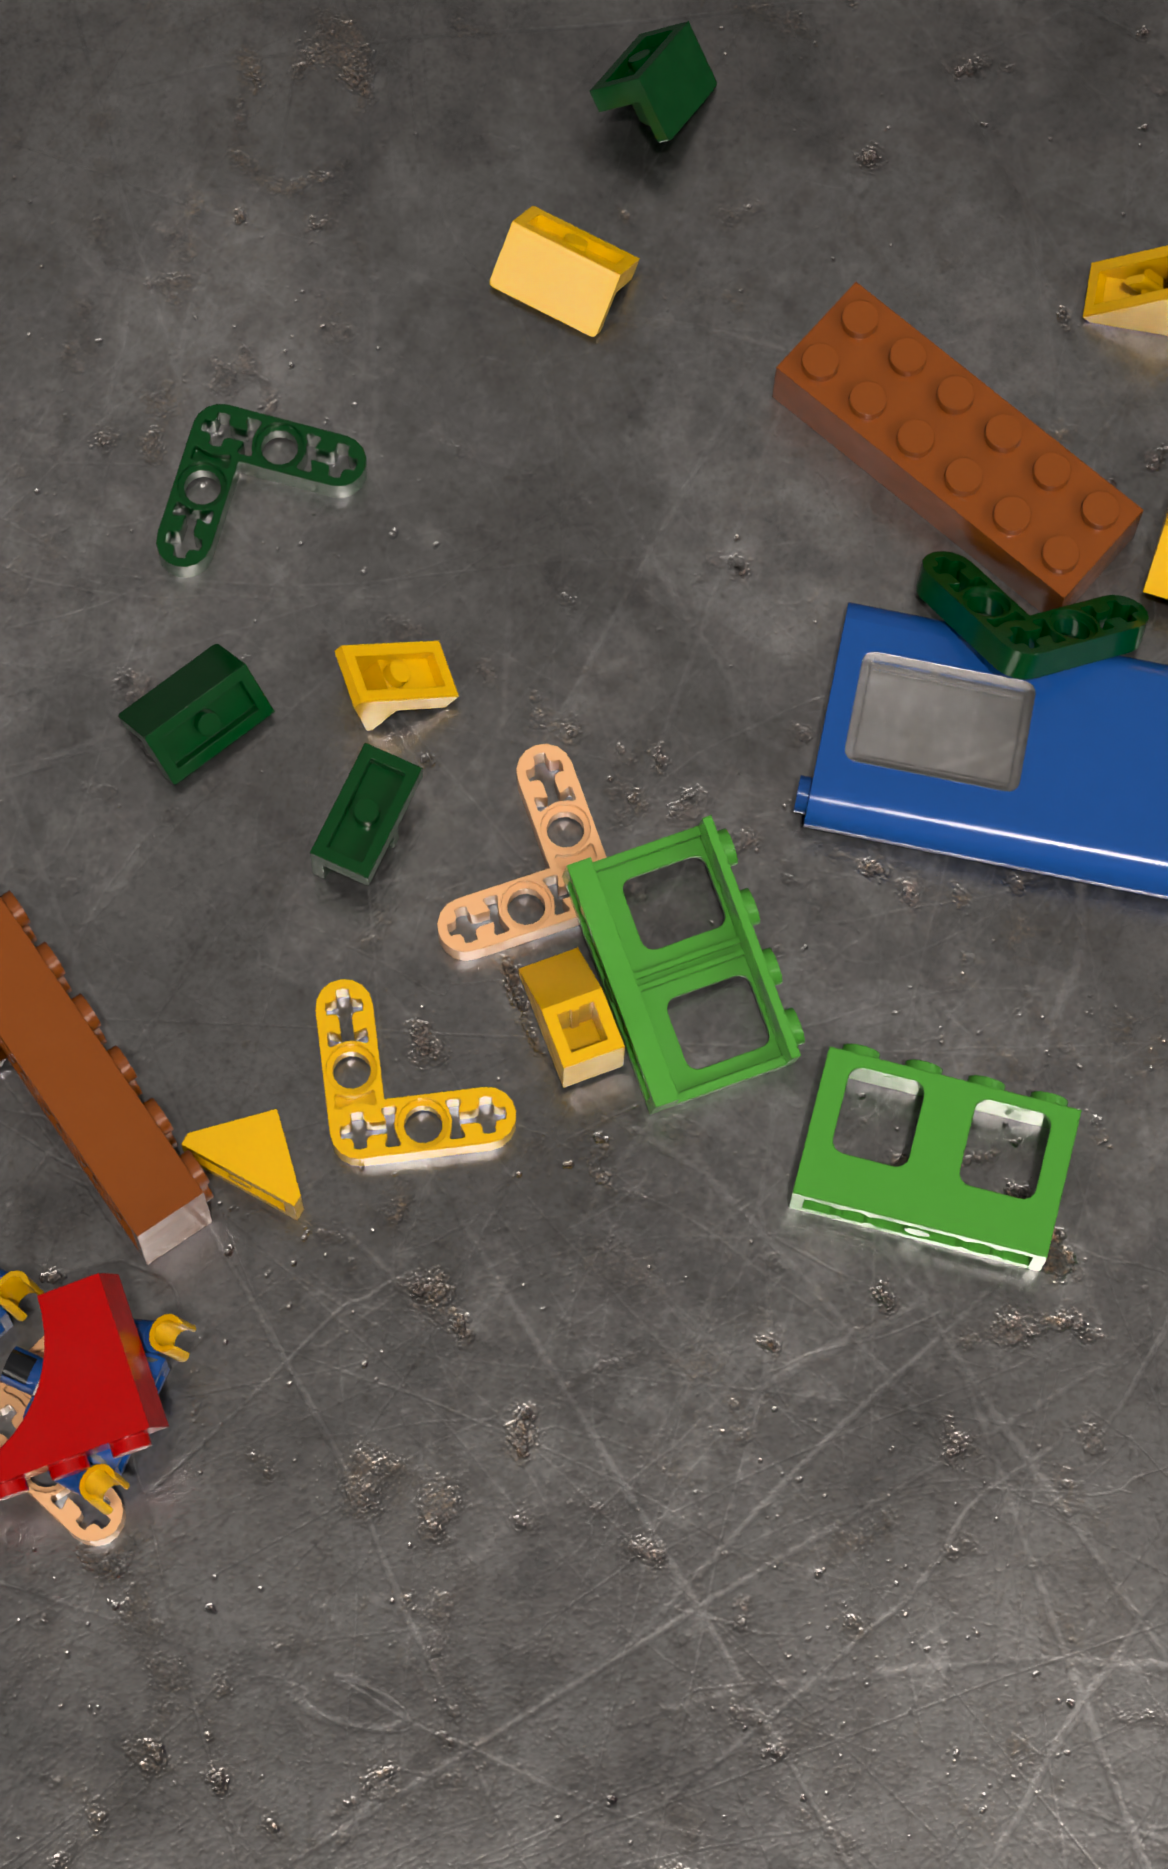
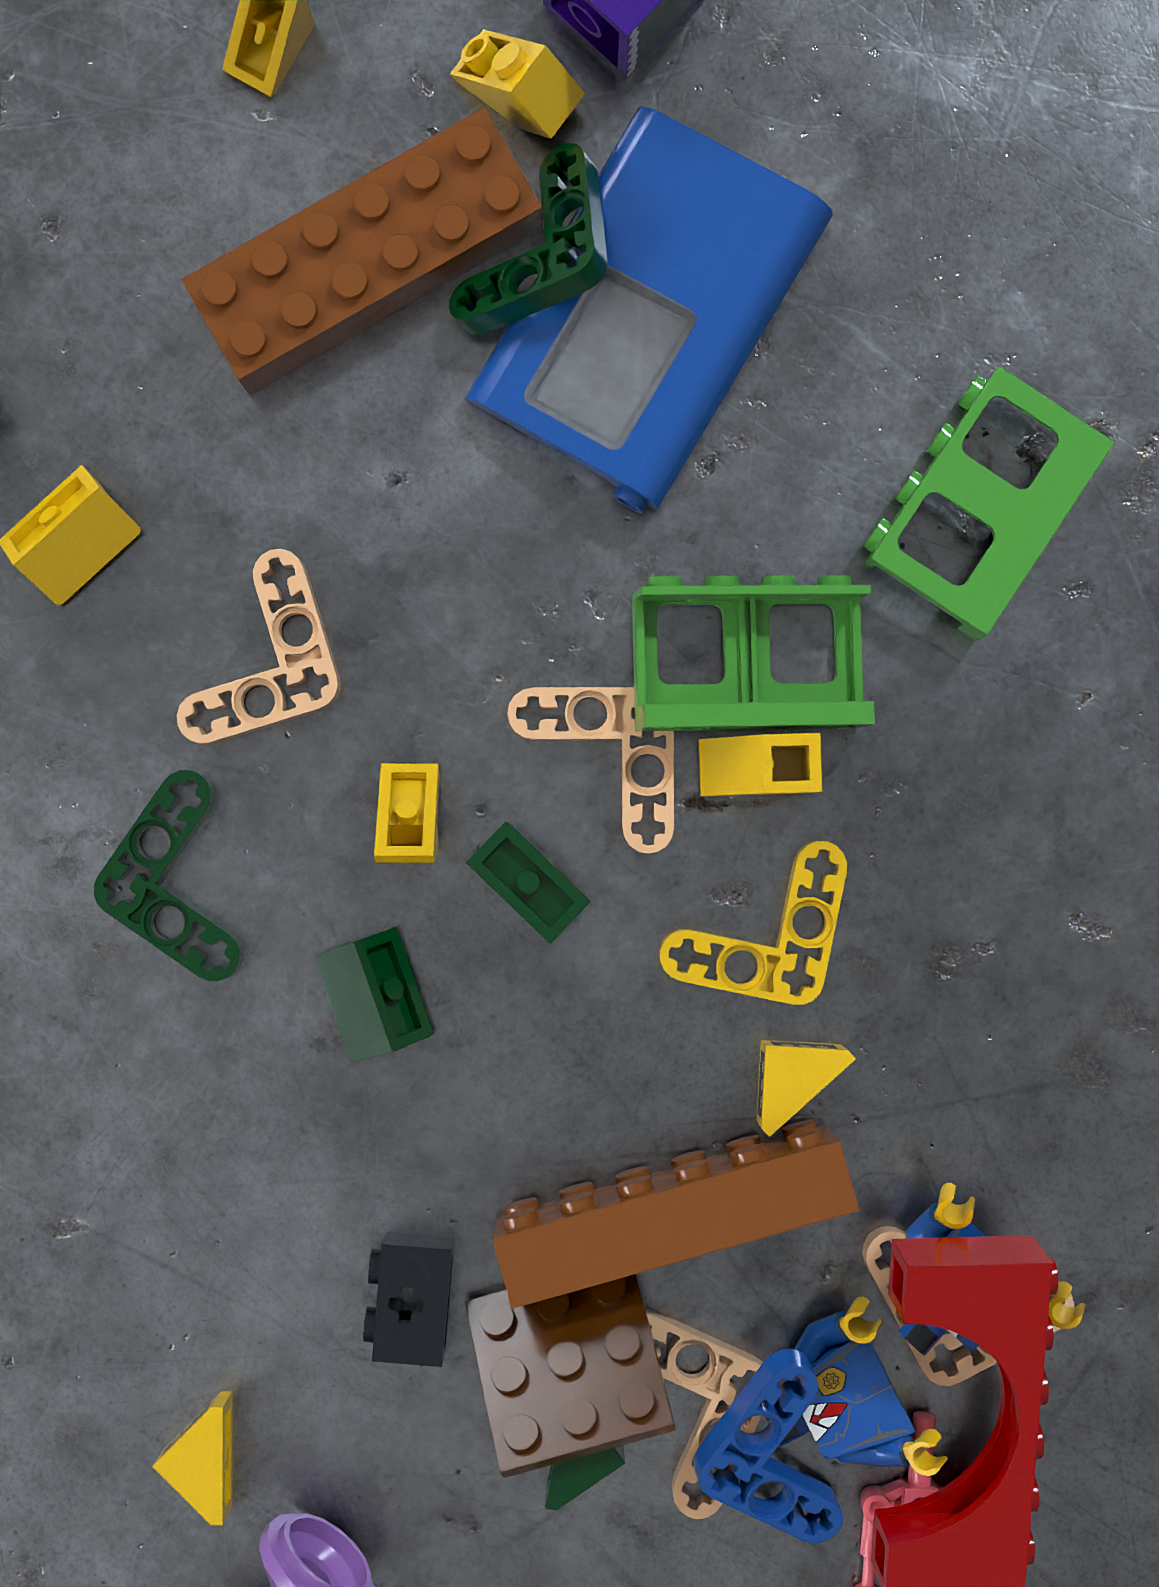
camera: 70 degrees left, 15 degrees up
(509, 523) = (292, 660): none -> light nougat beam

